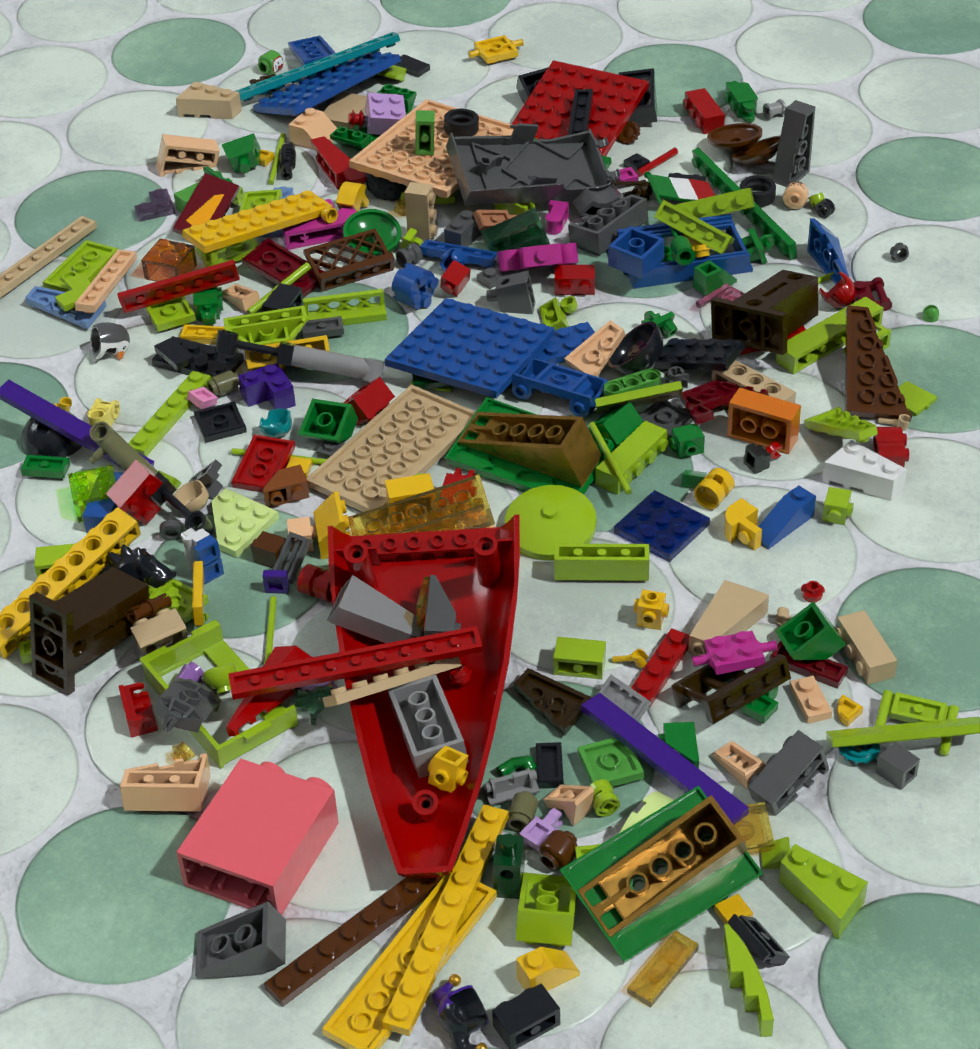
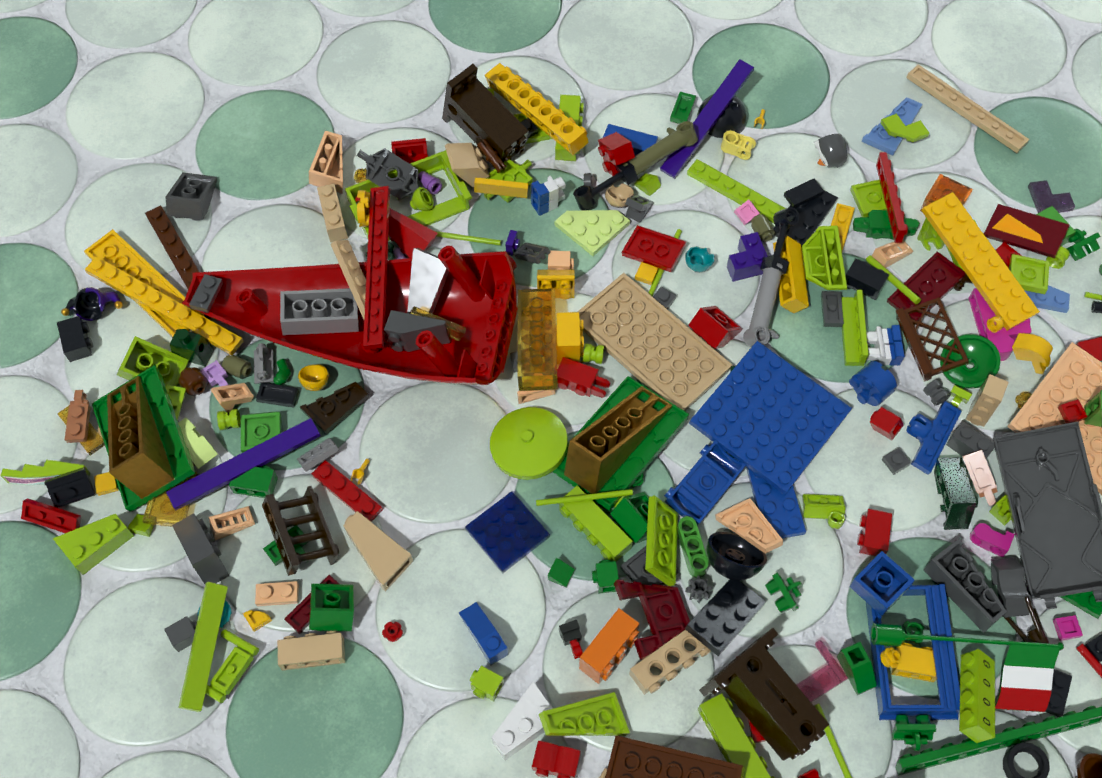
camera: 100 degrees right, 20 degrees up
(86, 259) = (952, 139): lime plate -> none
(90, 487) = (640, 129): clear neon green bracket -> none
(105, 281) = (919, 151): light nougat plate -> none
(139, 564) = (541, 156): black head -> none
(220, 422) = (718, 225): black tile -> none
(258, 836) = (264, 207): coral brick -> none
(262, 689) = (362, 208): none -> yellow plate
(267, 548) = (548, 238): reddish brown brick -> none
(273, 750) = (332, 212): none -> tan brick
(286, 487) = (619, 259): dark orange slope -> none
(328, 421) = (687, 294): green slope -> none
(368, 281) = (887, 345): none -> hips
(428, 155) = (1072, 411): none -> red plate
(431, 842) = (206, 293): none -> dark grey plate
(448, 769) = (269, 307): yellow brick -> none
(513, 293) = (855, 464): dark grey torso -> none
(519, 723) = (313, 377): none -> yellow piece
(537, 257) = (907, 501): dark pink brick -> none
(545, 966) = (103, 356): yellow slope -> none
(579, 658) = (369, 432): lime brick -> none
(601, 562) = (463, 467): lime brick -> none
(651, 609) = (402, 494): yellow brick -> none
(654, 965) = (78, 418): none -> nougat hinge
(693, 227) = (928, 656): lime fence -> none
(714, 488) = (528, 576): yellow wheel -> none
(734, 652) = (320, 535): dark pink plate -> none
(742, 524) = (487, 589): yellow brick -> none
(782, 616) = (369, 598): tan hand -> none
(806, 952) = (49, 516): none -> red plate

